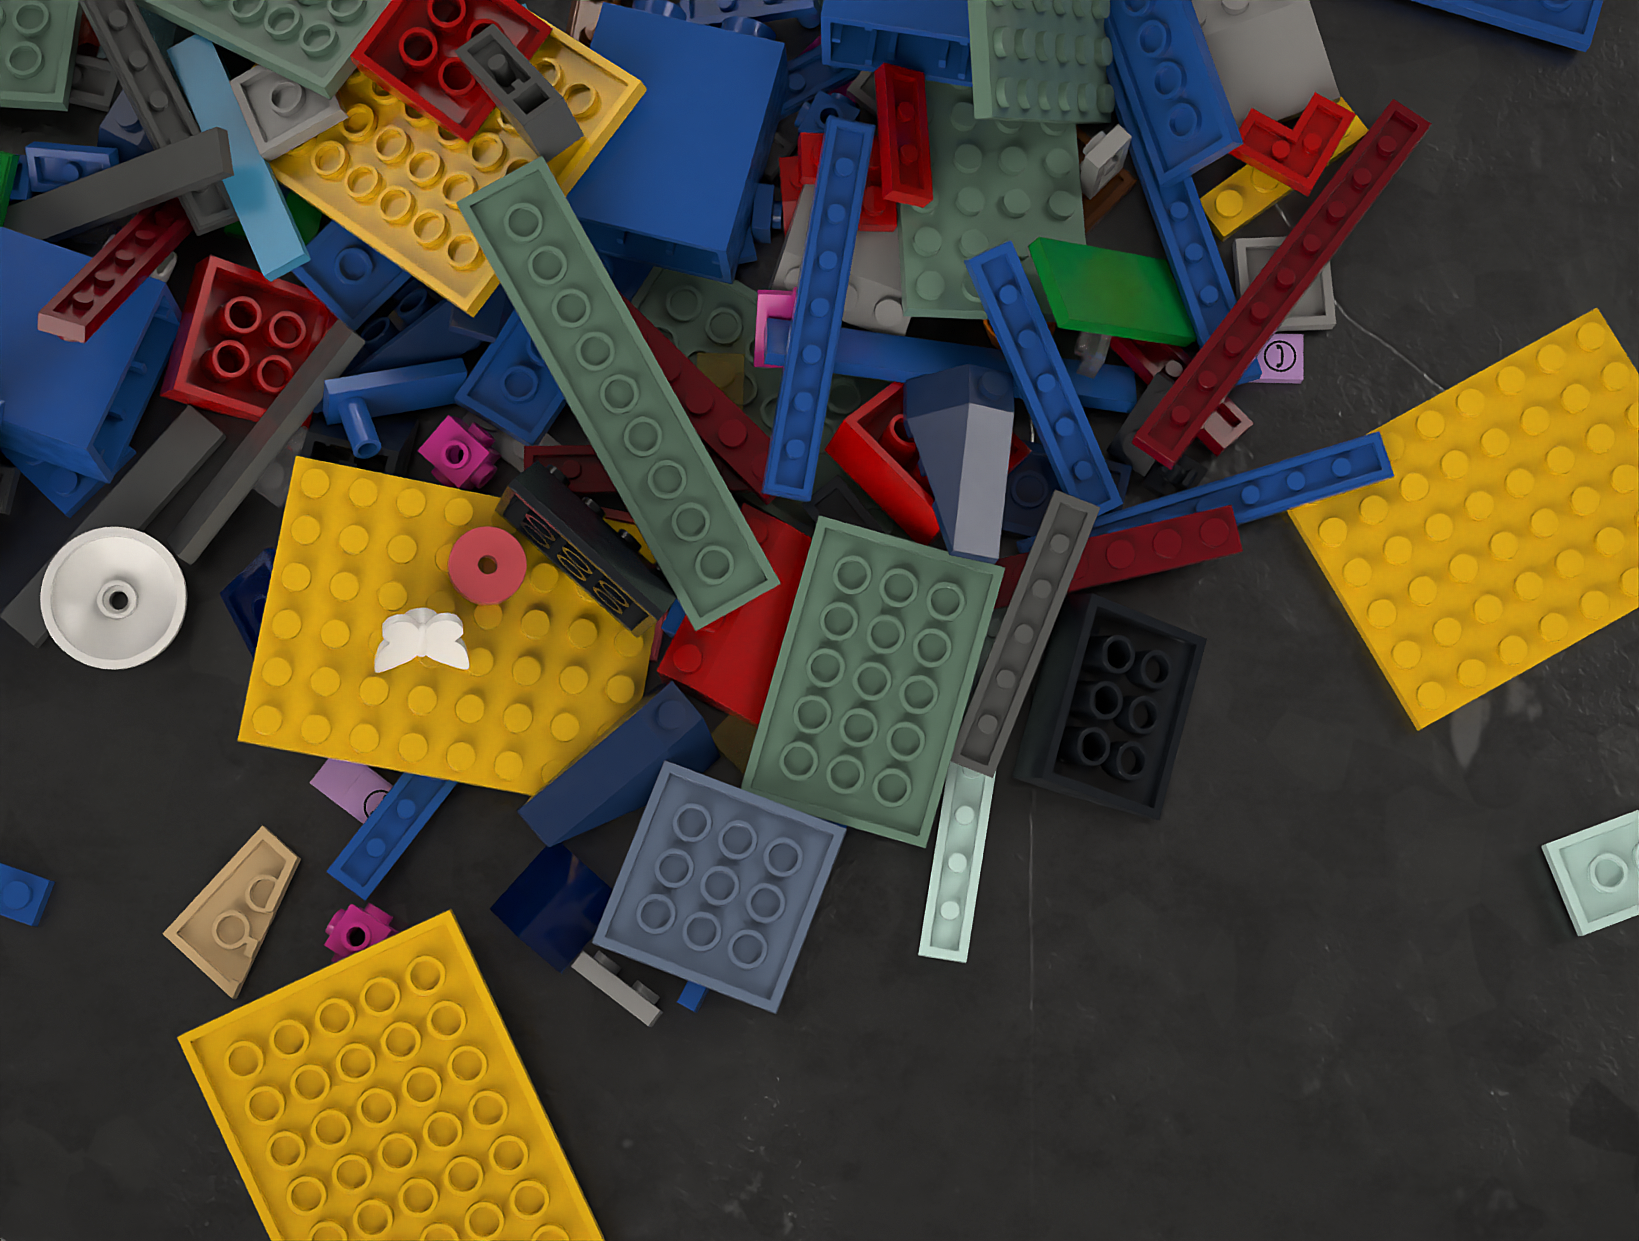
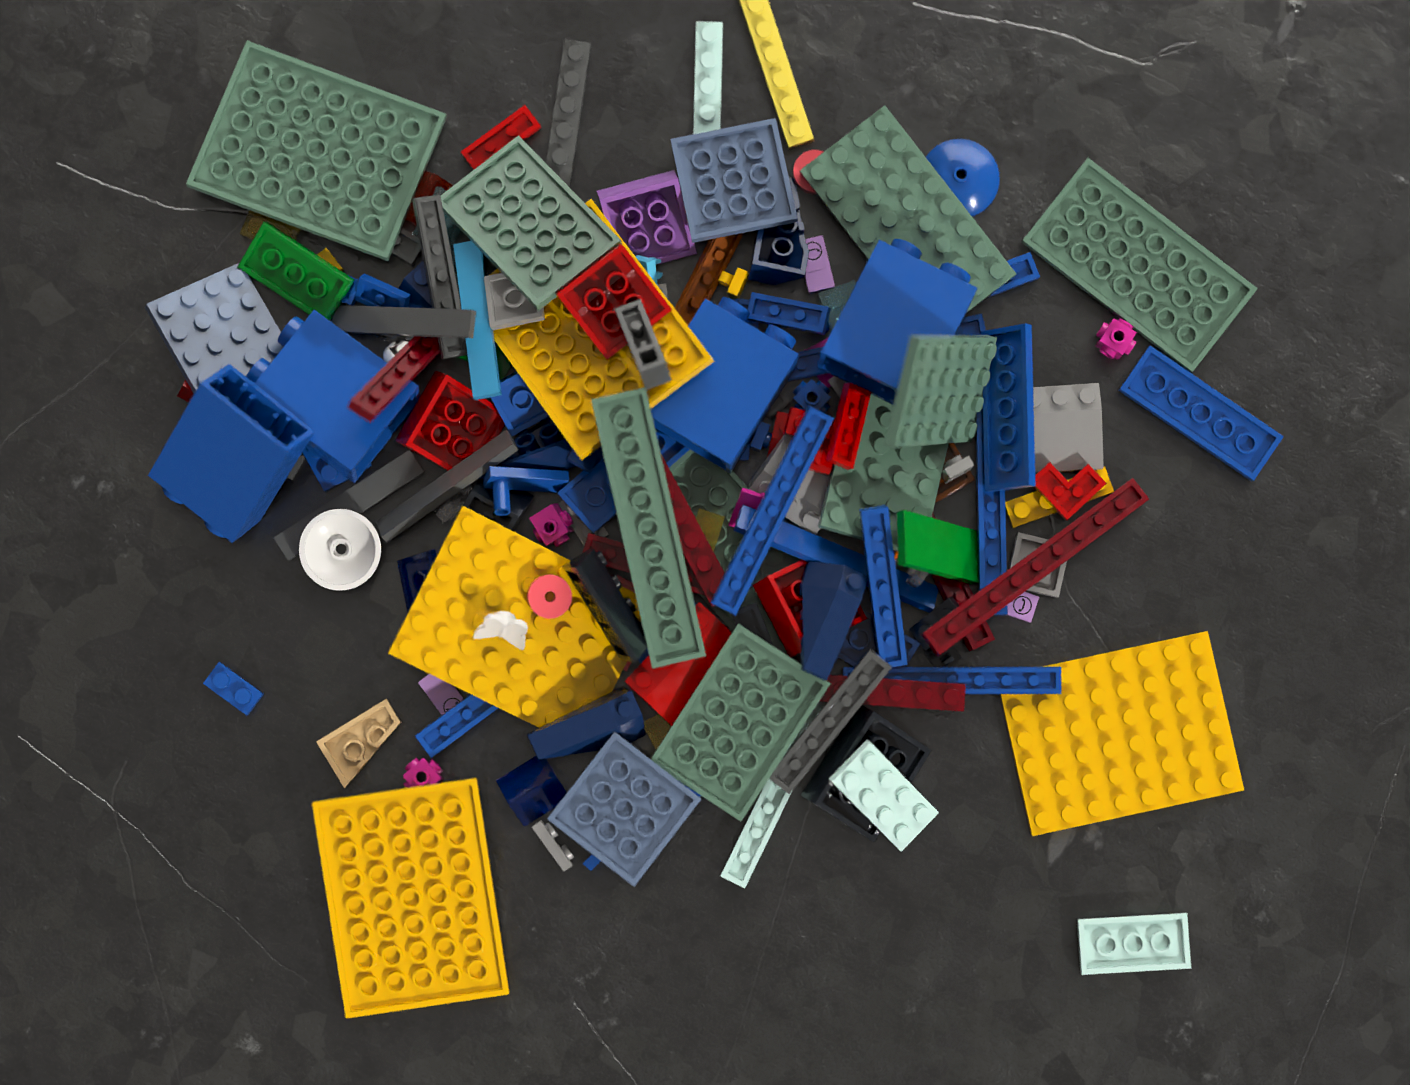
camera: 10 degrees right, 5 degrees up
(1152, 732) = (883, 795): none -> light aqua plate

